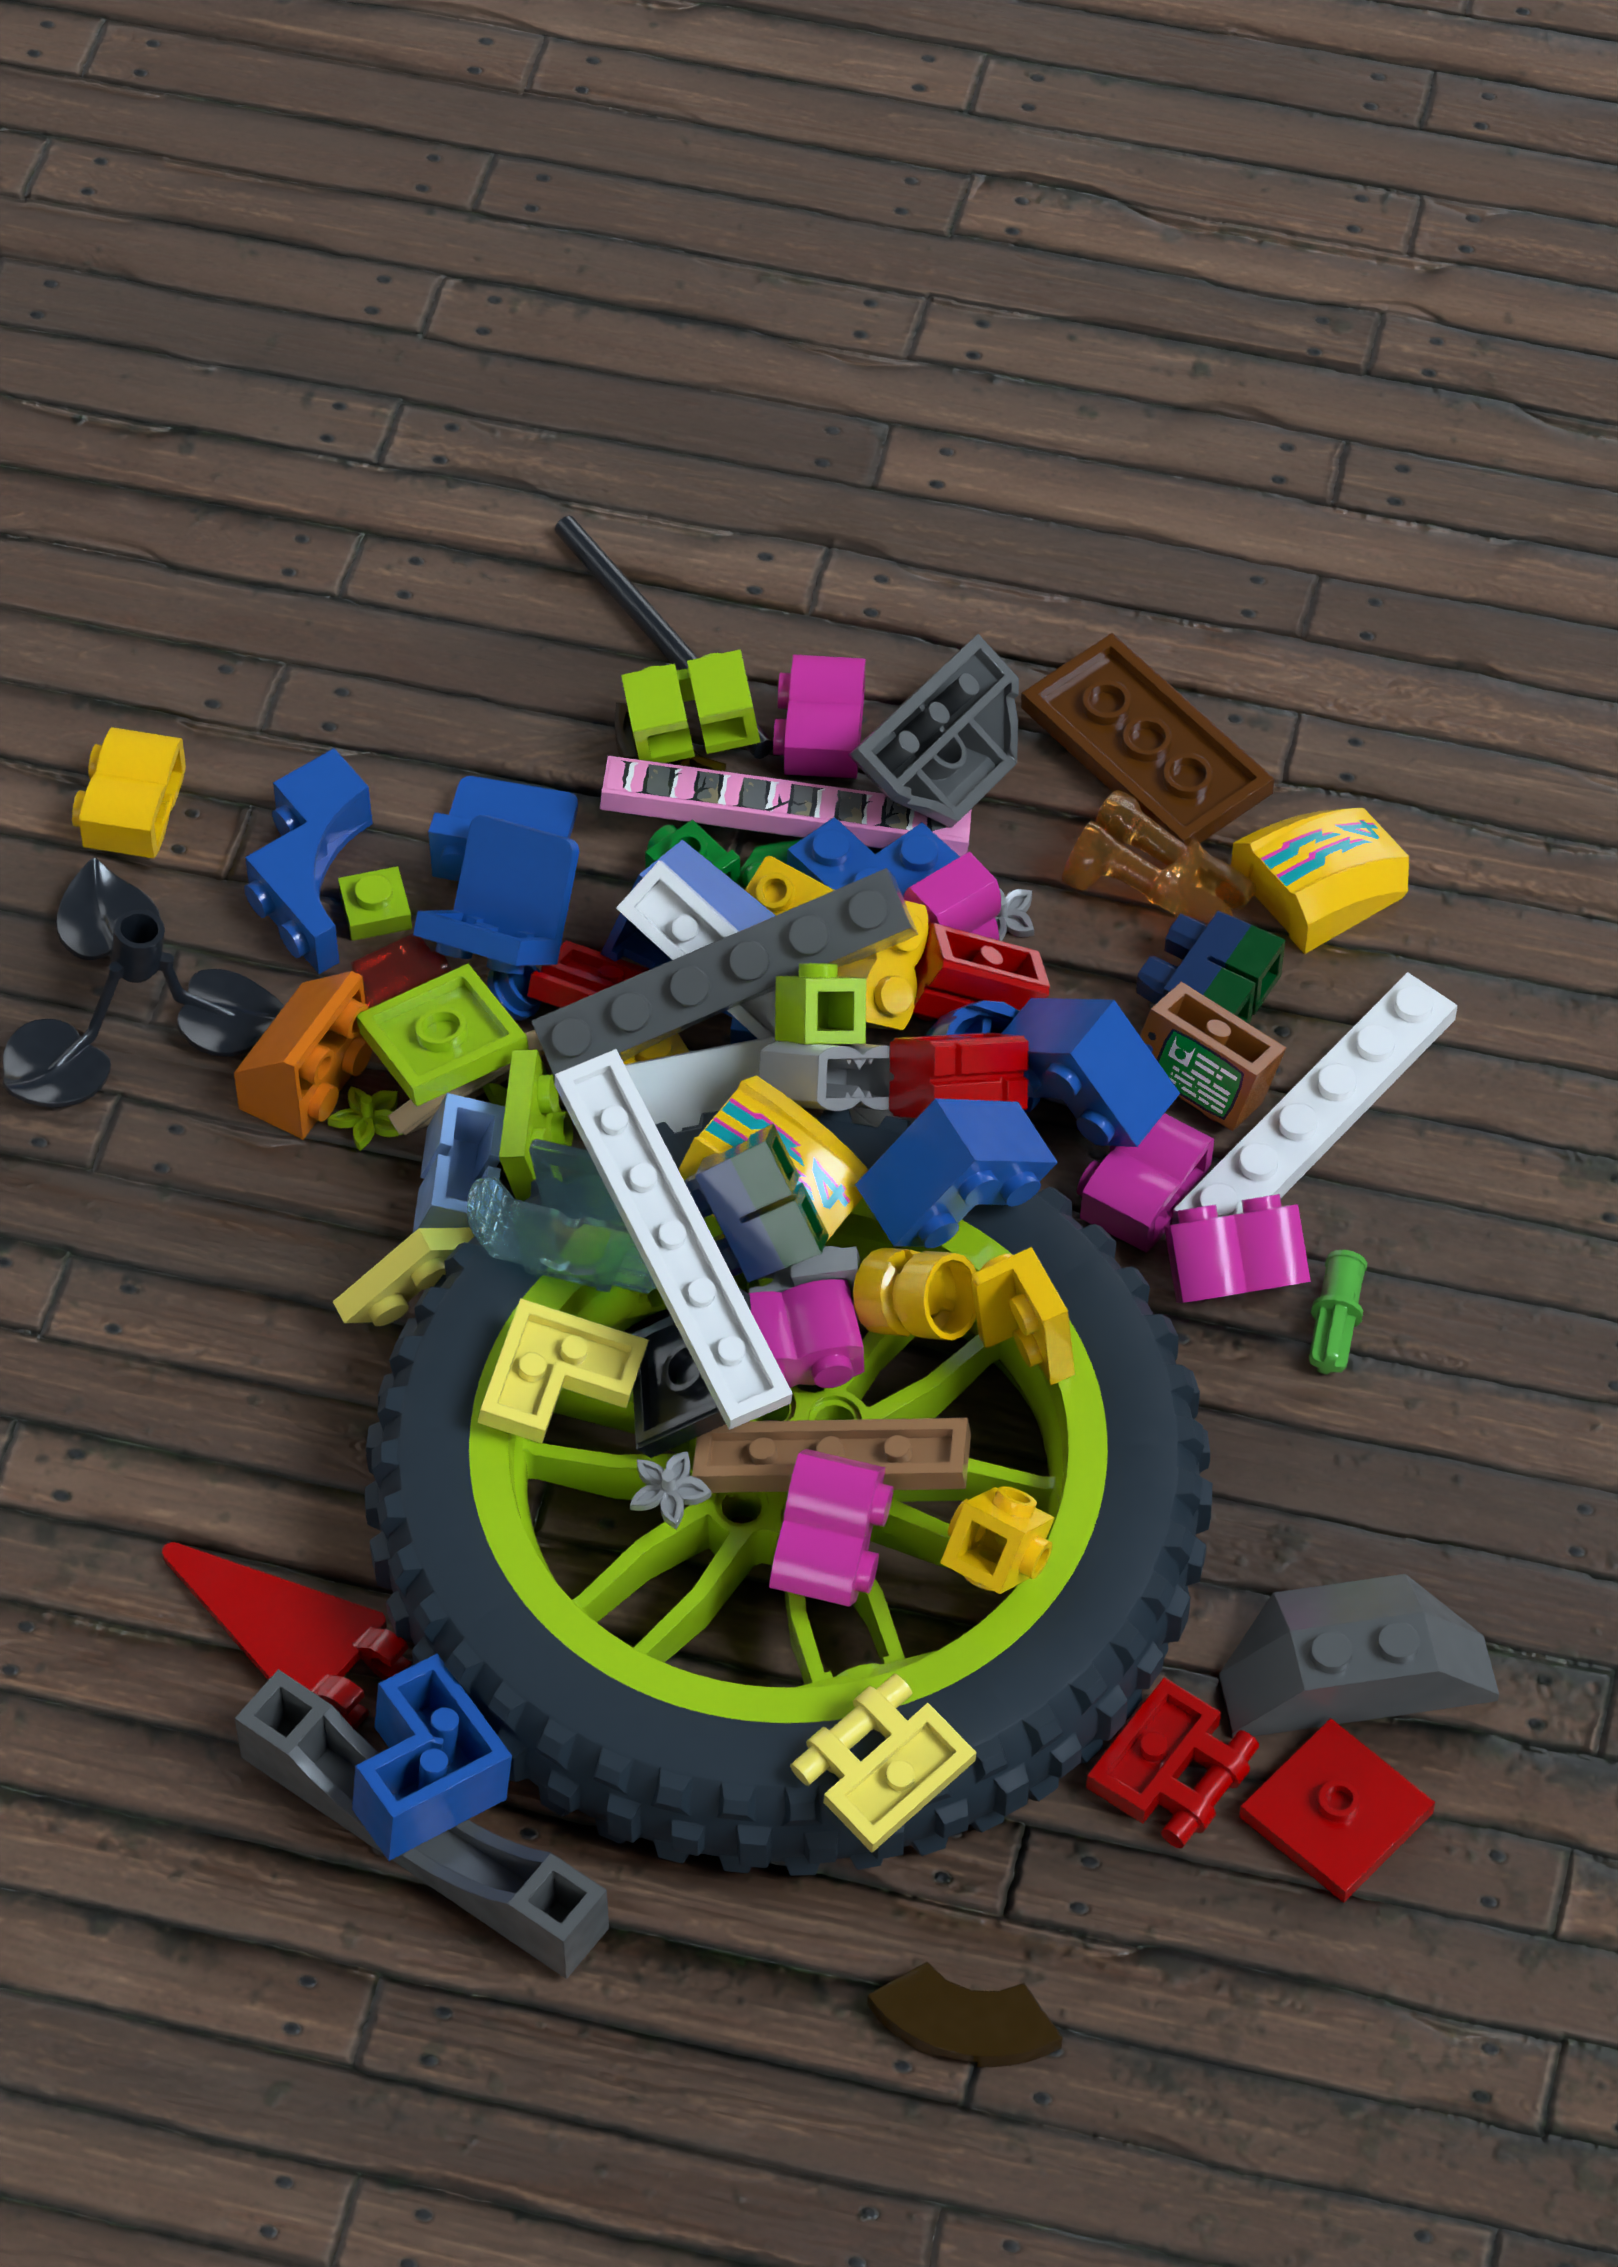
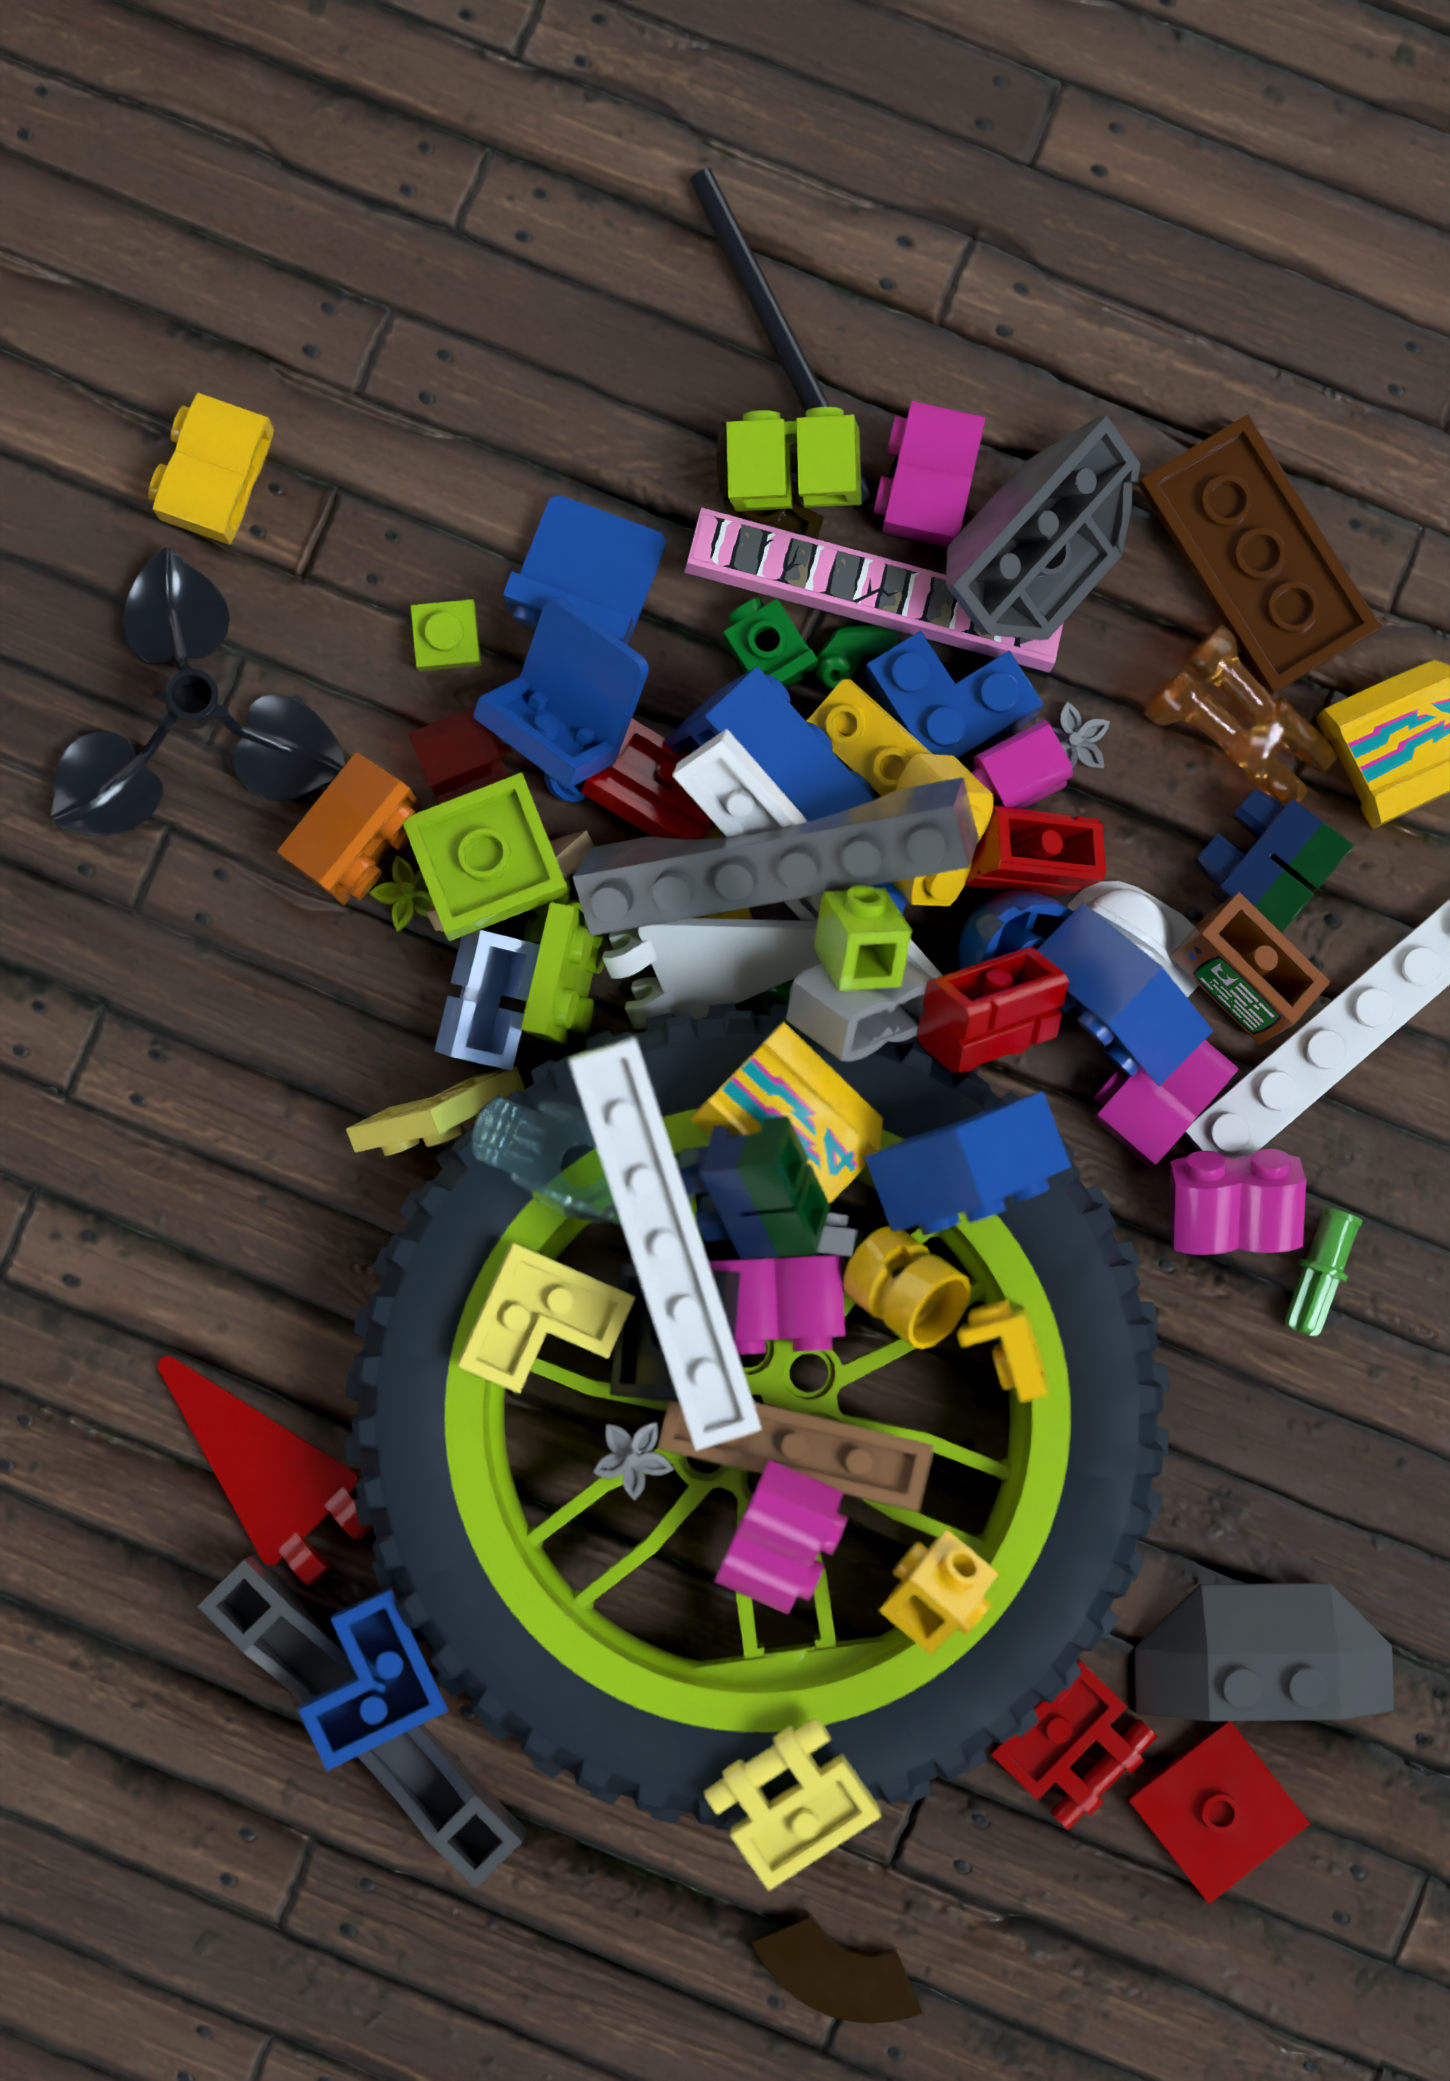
camera: 10 degrees right, 30 degrees up
(317, 815) = (404, 519): blue arch -> none

